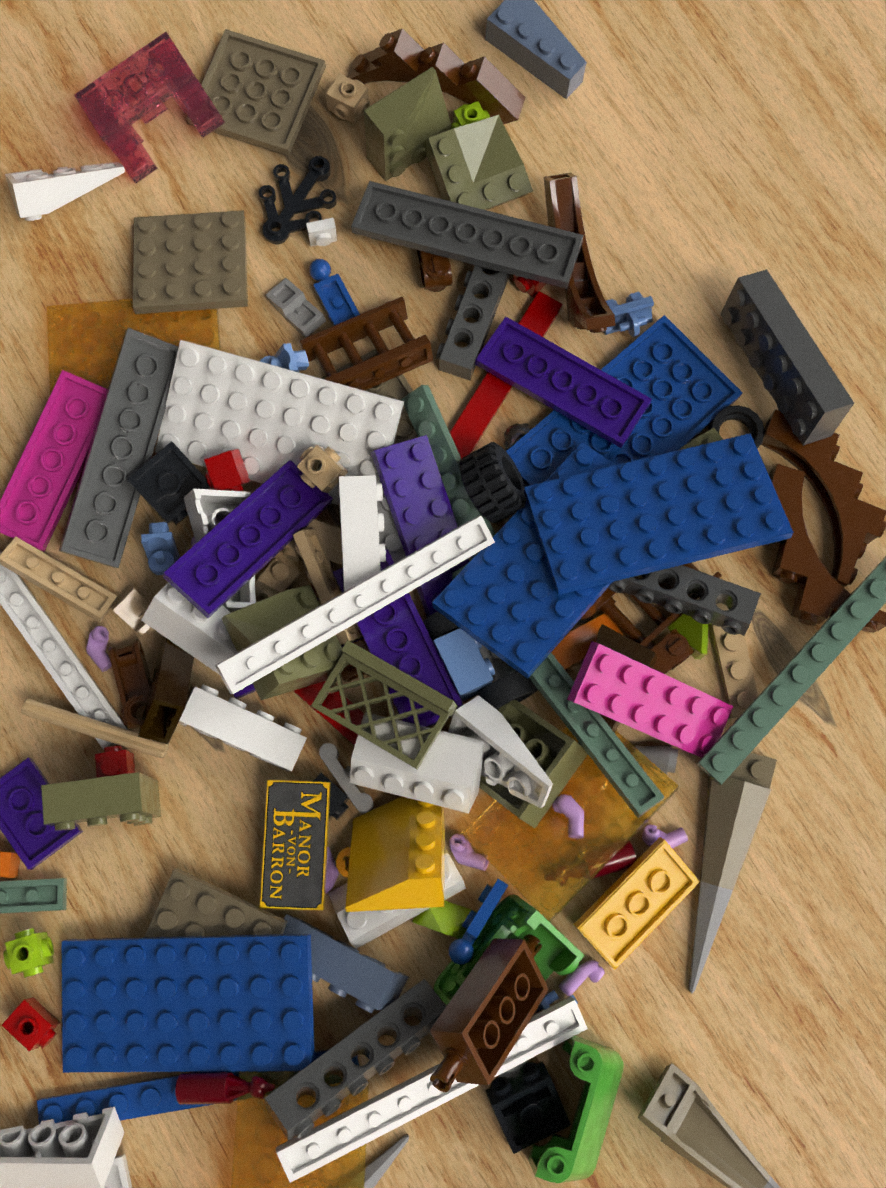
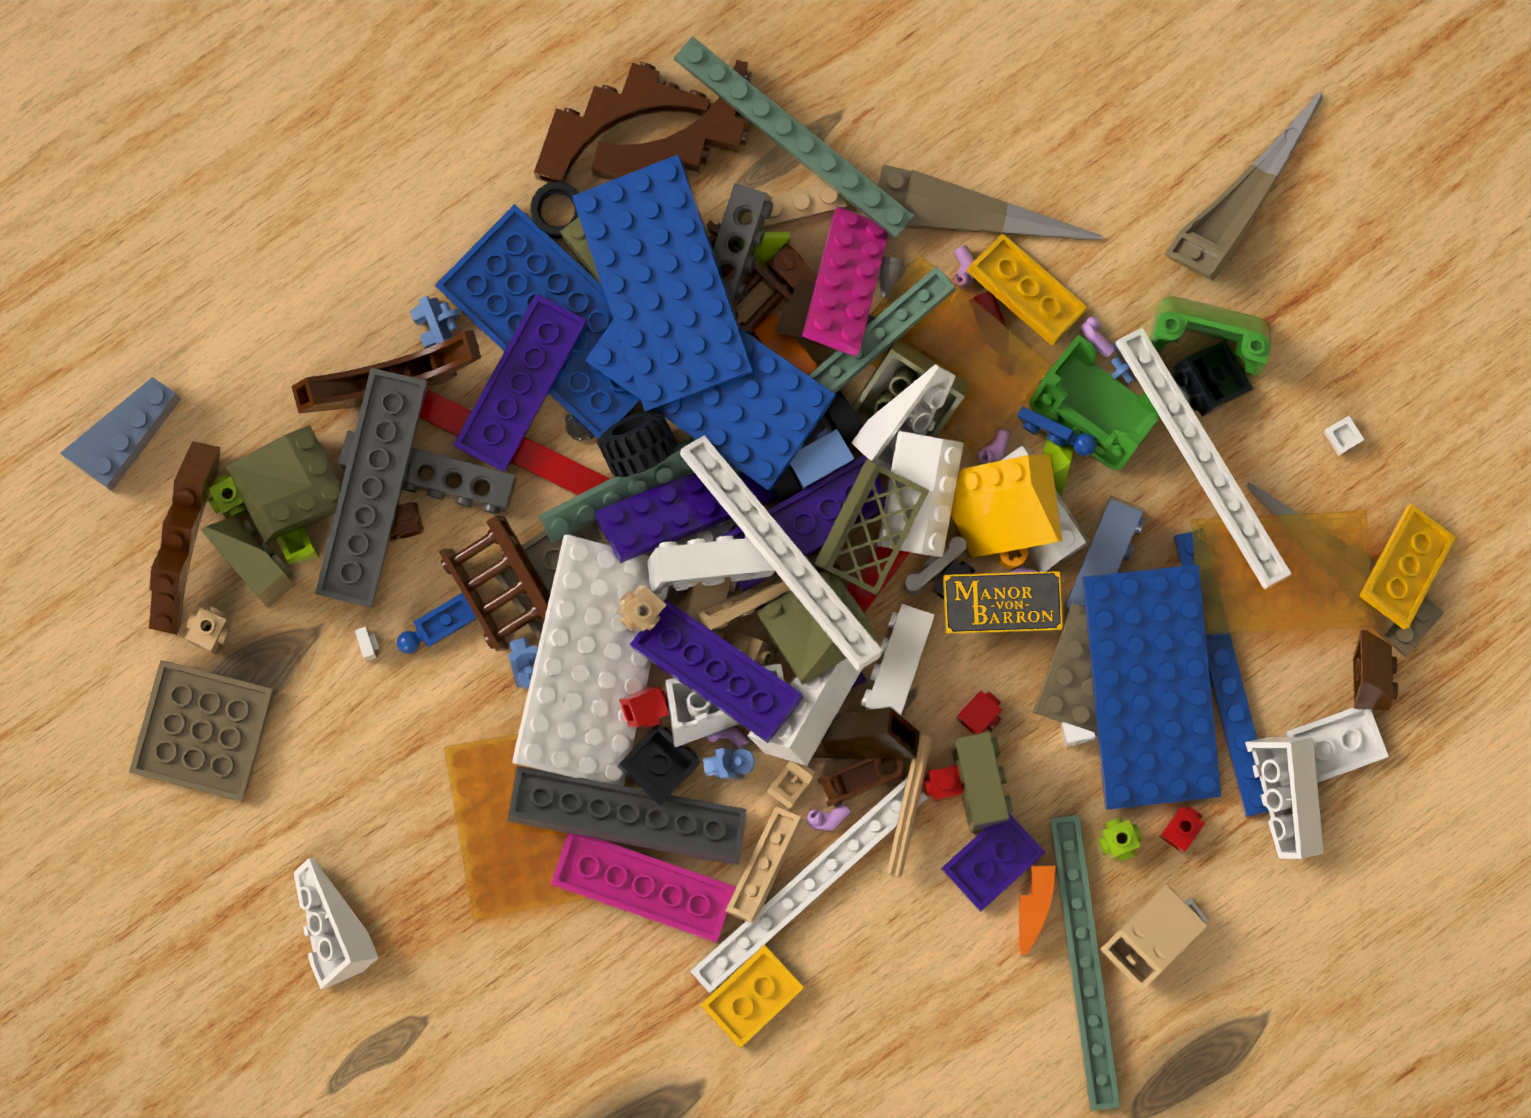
camera: 90 degrees left, 5 degrees up
(138, 91) = (217, 815): clear pink piece -> none
(146, 914) = (1075, 735): none -> white slope
(184, 813) = (981, 713): none -> red brick
(190, 262) = (411, 777): dark tan plate -> none
(218, 1088) = (1220, 647): dark red wheel -> none
(295, 203) = (331, 677): black plant -> none
(295, 308) = (451, 664): light grey slope -> none
(298, 1121) = (1132, 480): dark grey brick -> none
(419, 177) = (297, 546): none -> lime slope
(488, 1013) = (1134, 410): reddish brown brick -> none
(574, 812) = (952, 349): lavender arm -> none
(786, 357) = (483, 164): dark grey brick -> none

